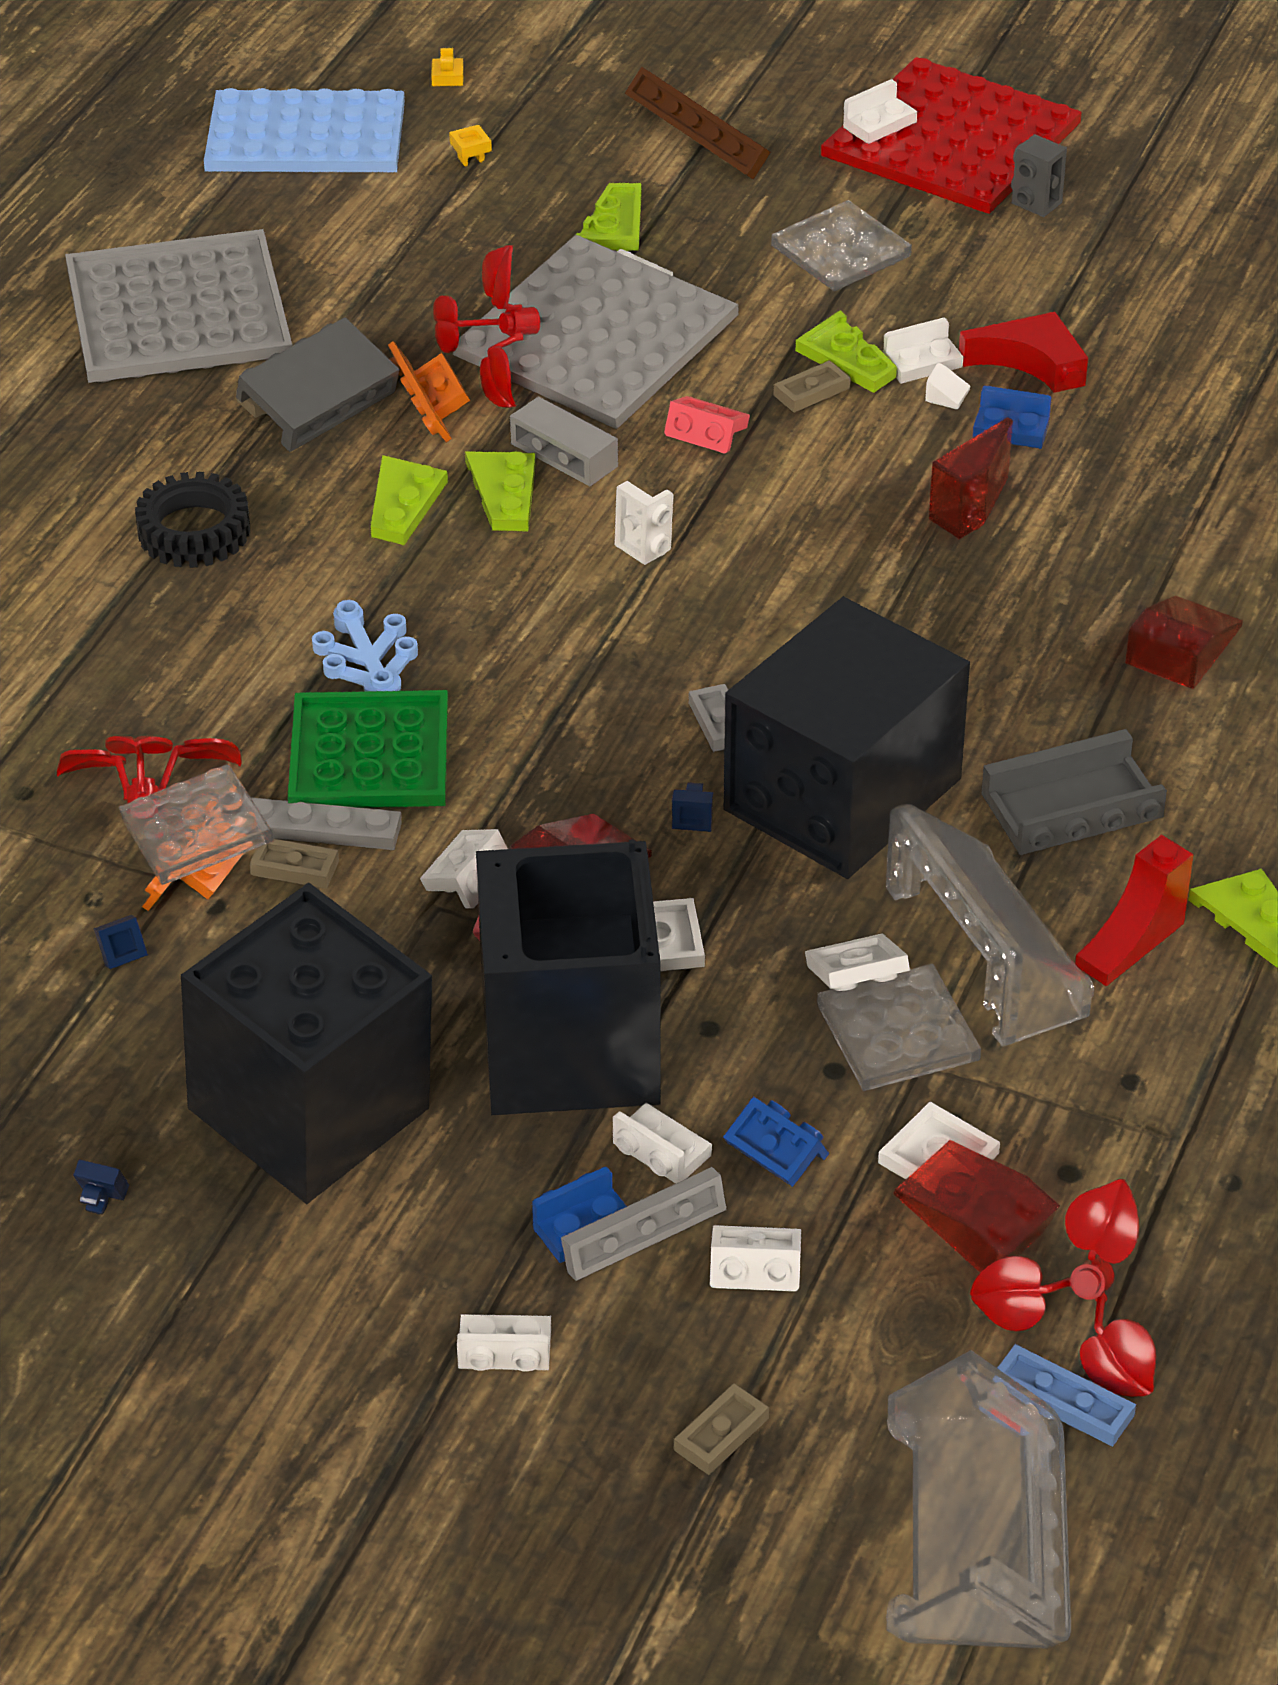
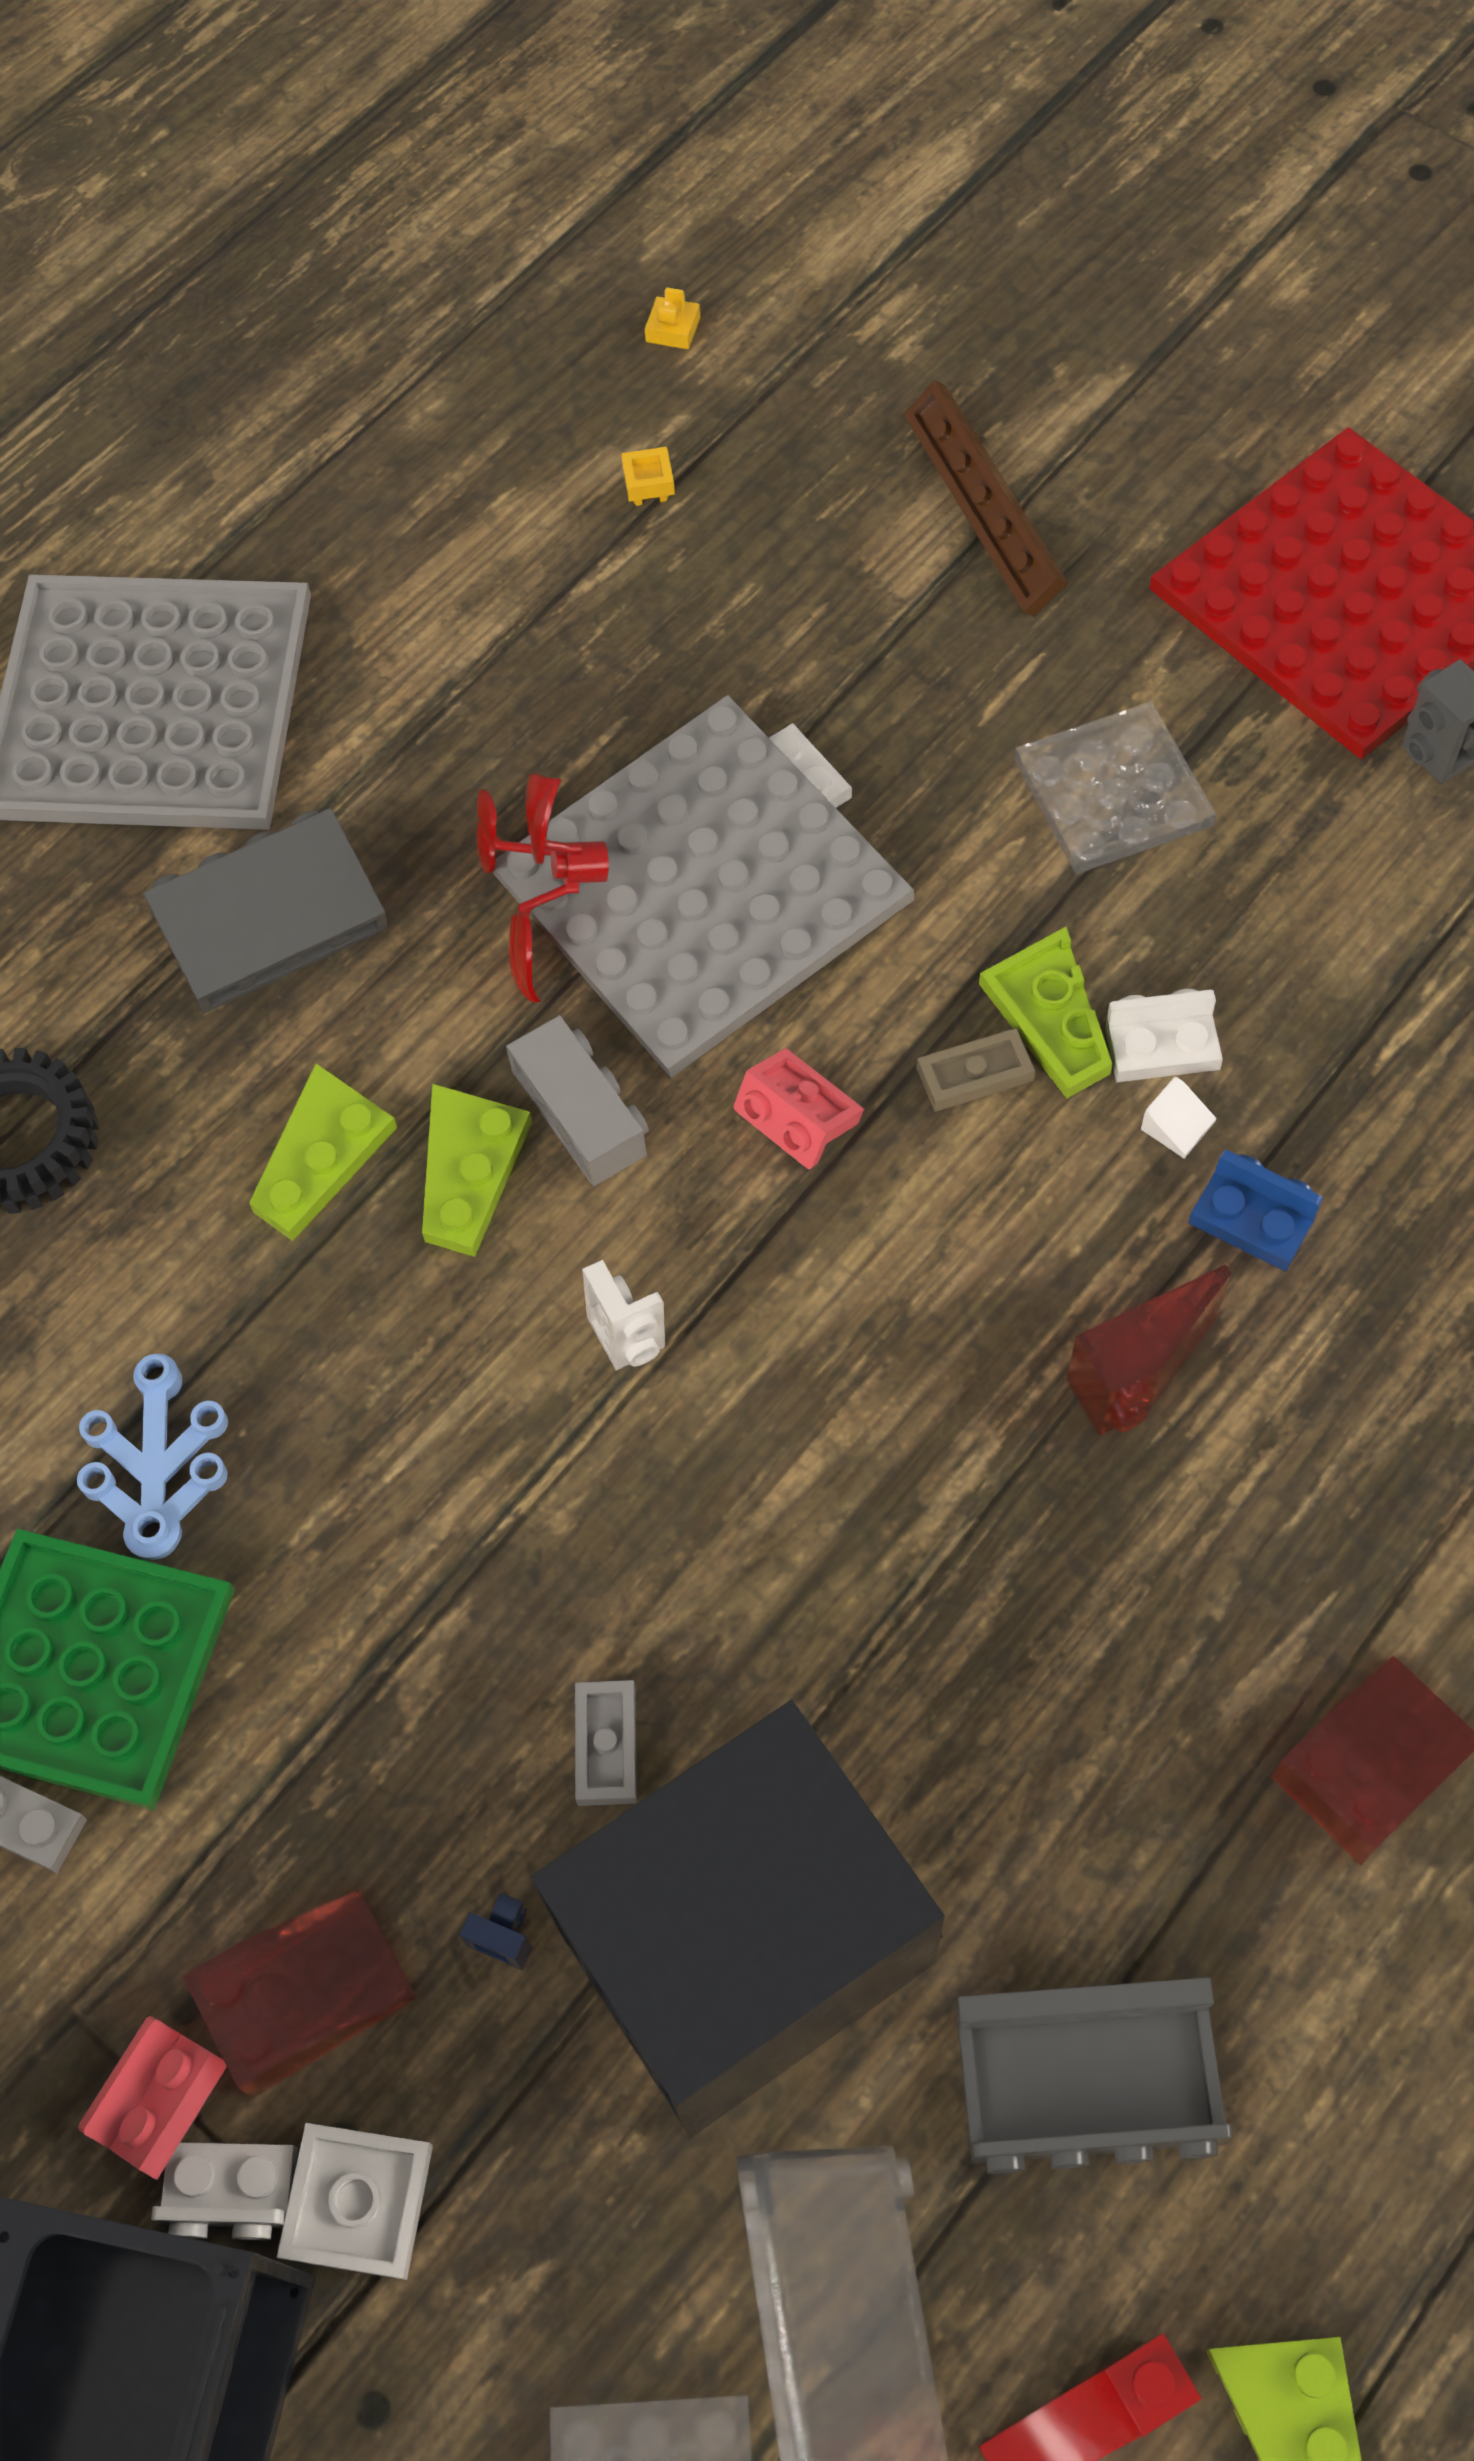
camera: 20 degrees right, 20 degrees up
(305, 131) = (441, 398): light blue plate -> none
(435, 389) = (427, 949): orange bracket -> none
(457, 864) = (133, 1962): white bracket -> none
(616, 218) = (805, 665): lime wing -> none
(856, 961) = (623, 2374): white plate -> none
(877, 112) = (1248, 542): white bracket -> none
(1030, 344) = (1338, 1066): red arch -> none

